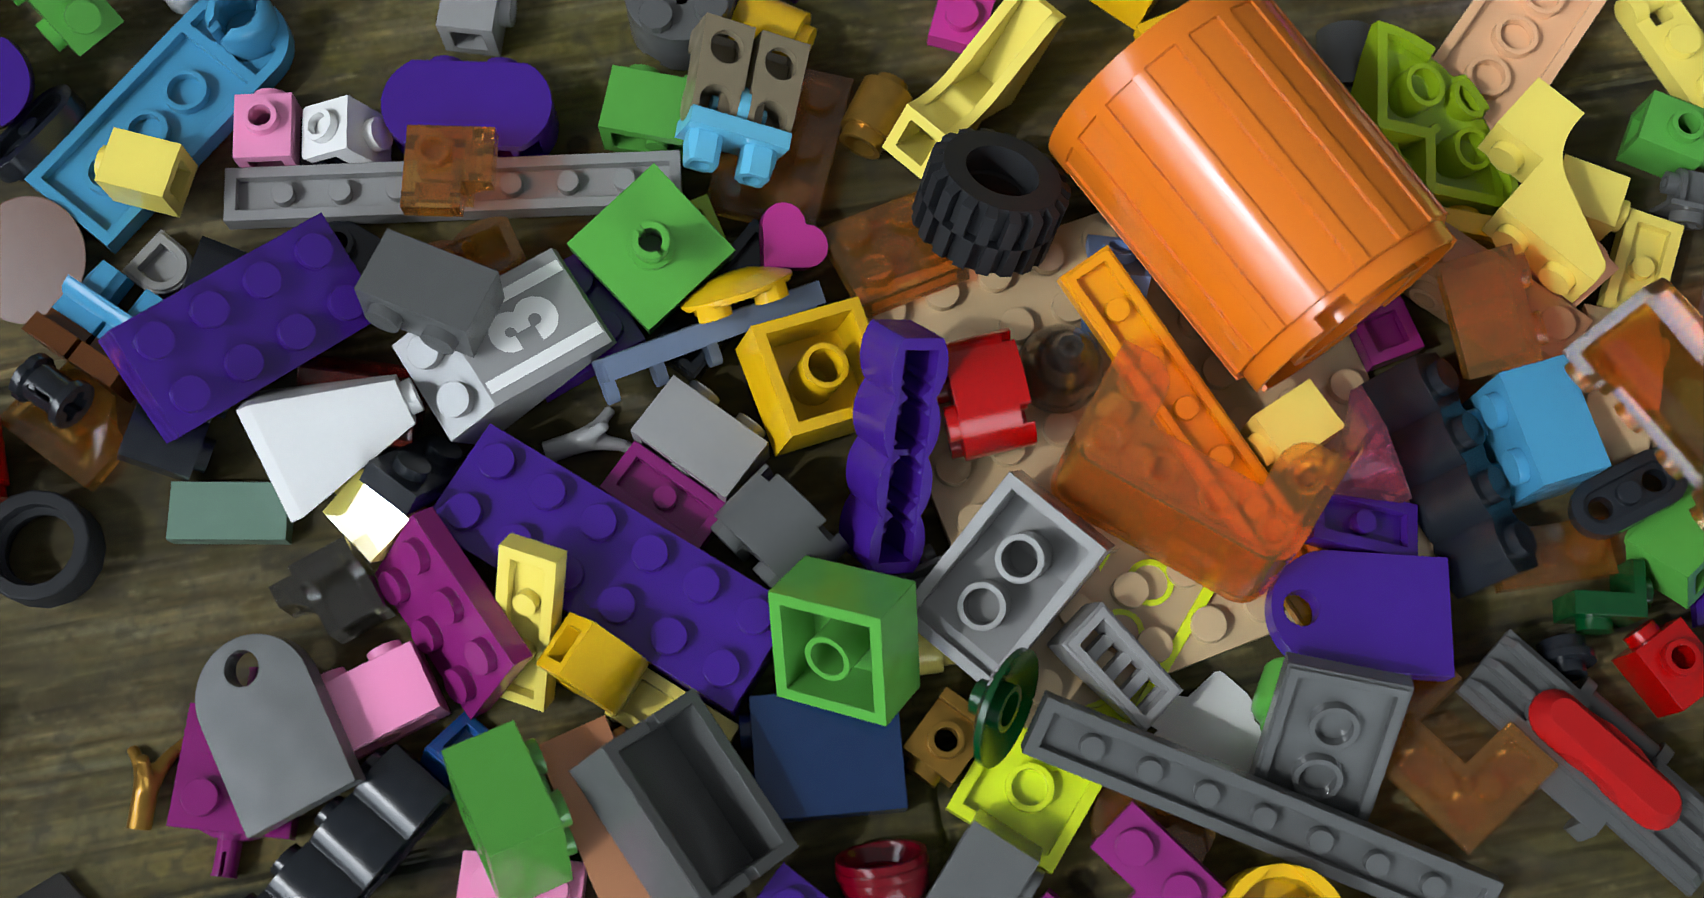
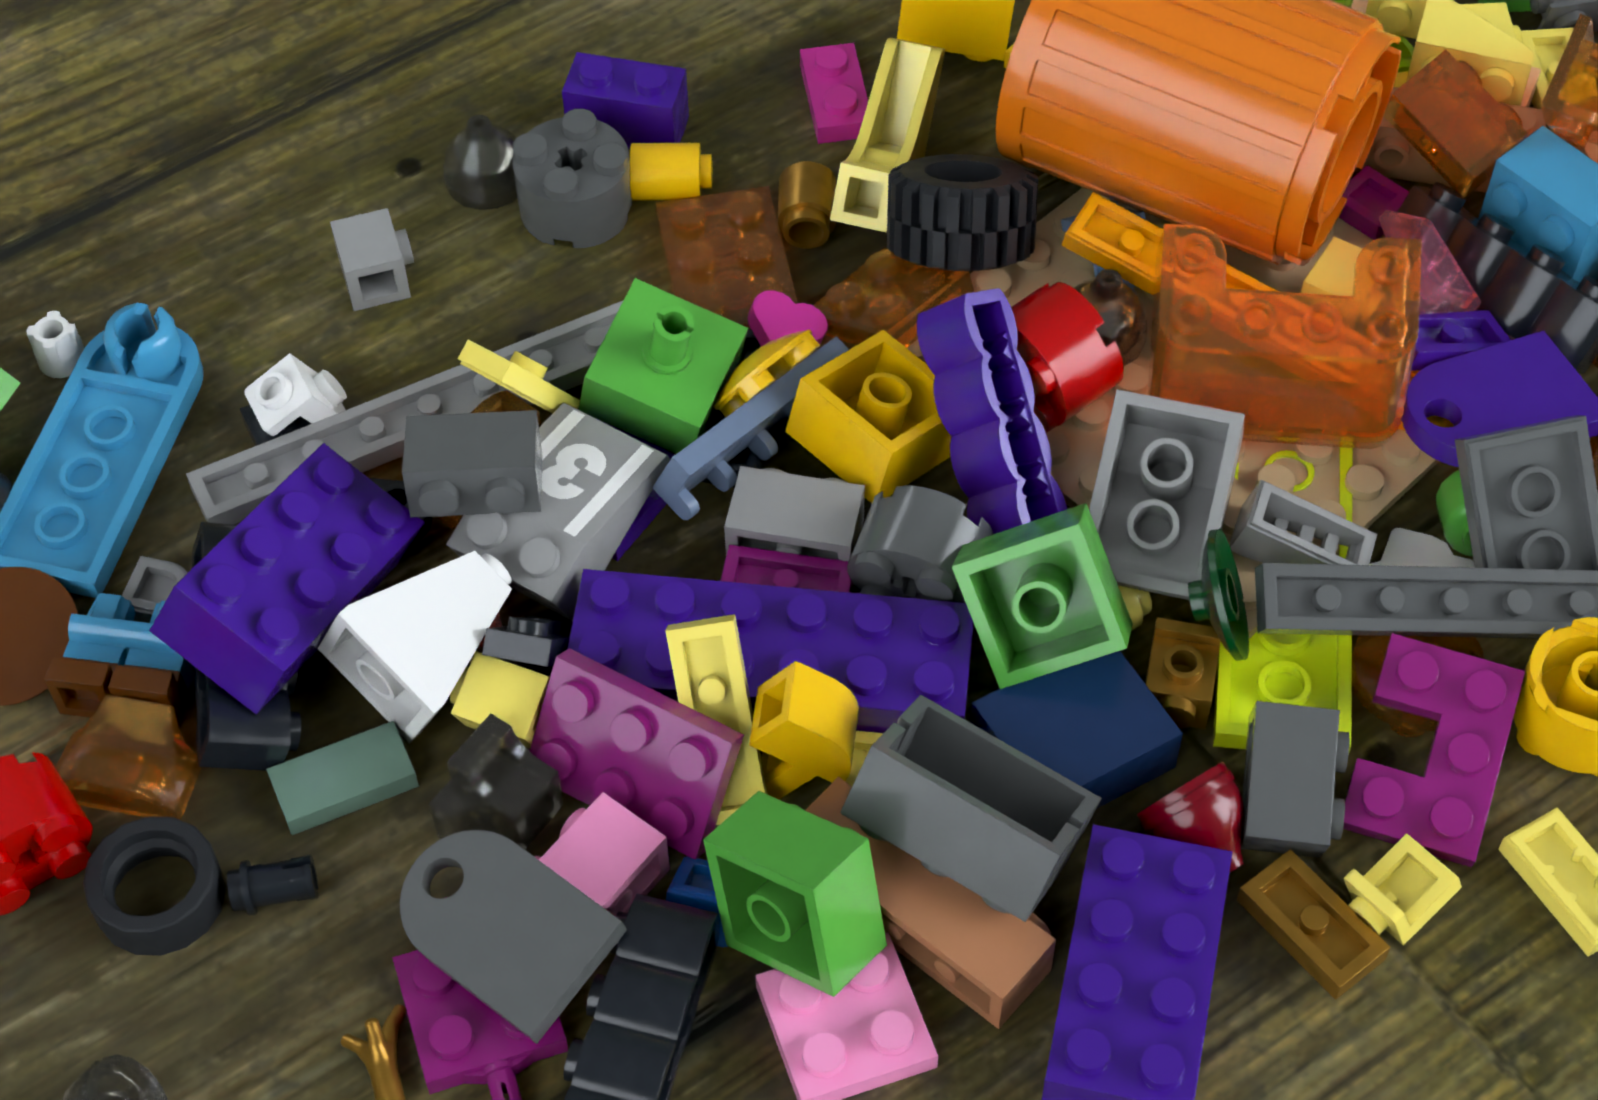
camera: 20 degrees left, 20 degrees down
(51, 390) = (82, 723): black bush -> none
(122, 585) = (272, 883): none -> black pin
(145, 171) = (110, 494): light yellow brick -> none
(266, 129) = (213, 423): bright pink brick -> none
(447, 168) = (423, 370): clear orange brick -> none
(474, 94) = (408, 334): dark purple brick -> none
(516, 213) = (517, 375): none -> light yellow plate
(585, 439) = (684, 566): light grey bar -> none
(641, 110) = (599, 268): bright green brick -> none
(739, 98) = (676, 220): dark tan hips -> none

